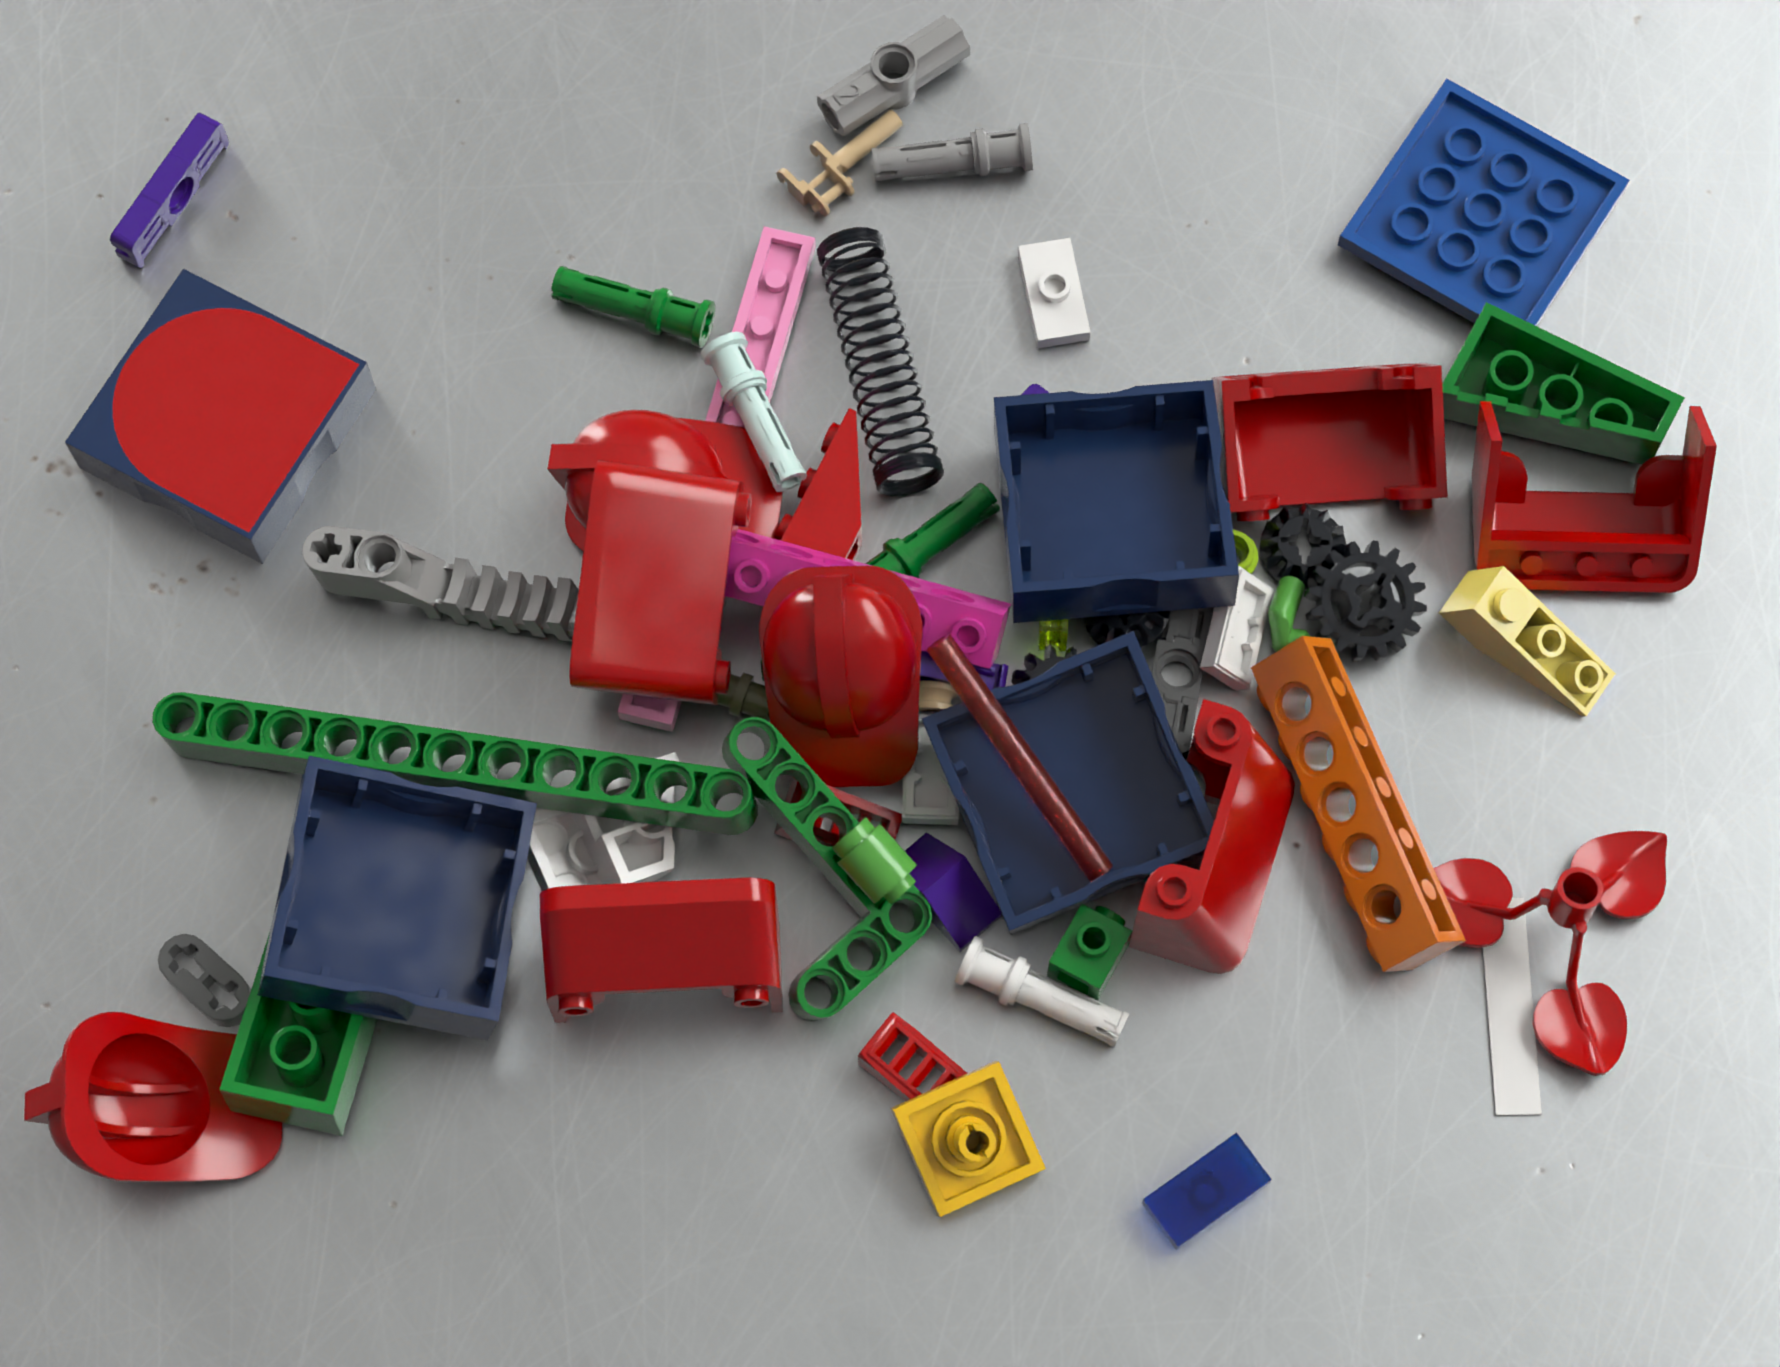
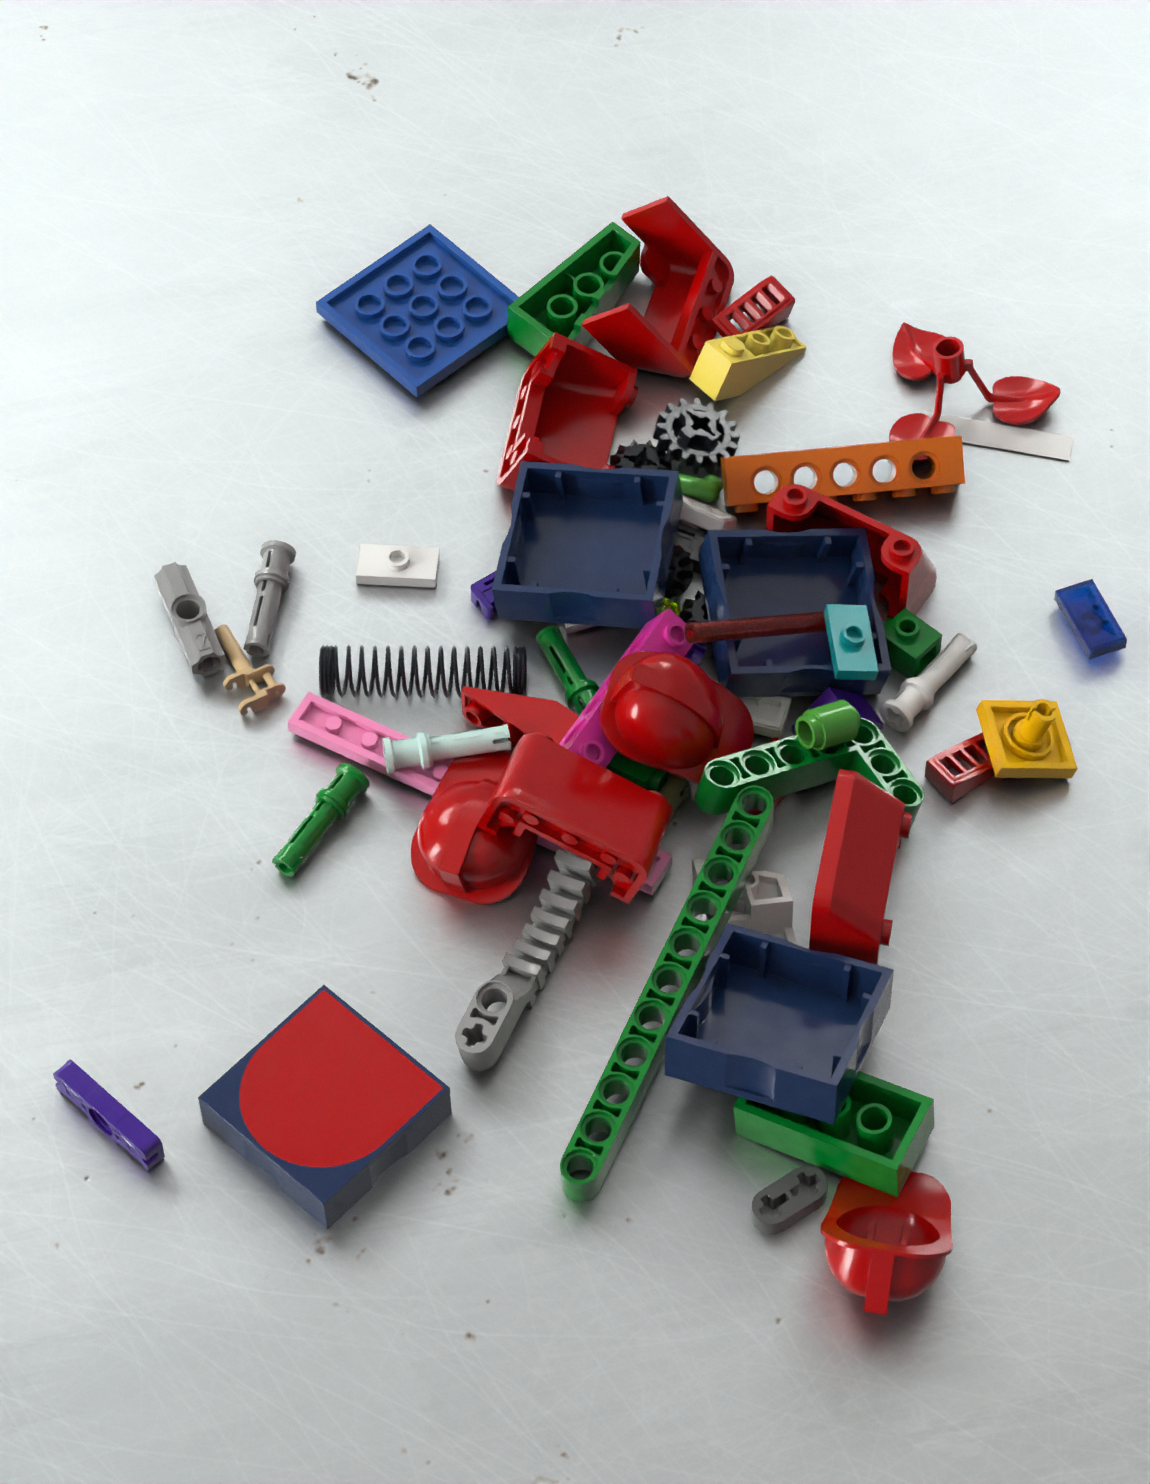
camera: 75 degrees left, 15 degrees down
(1027, 863) = (850, 642): none -> teal plate
(1619, 610) = (769, 295): none -> red slope

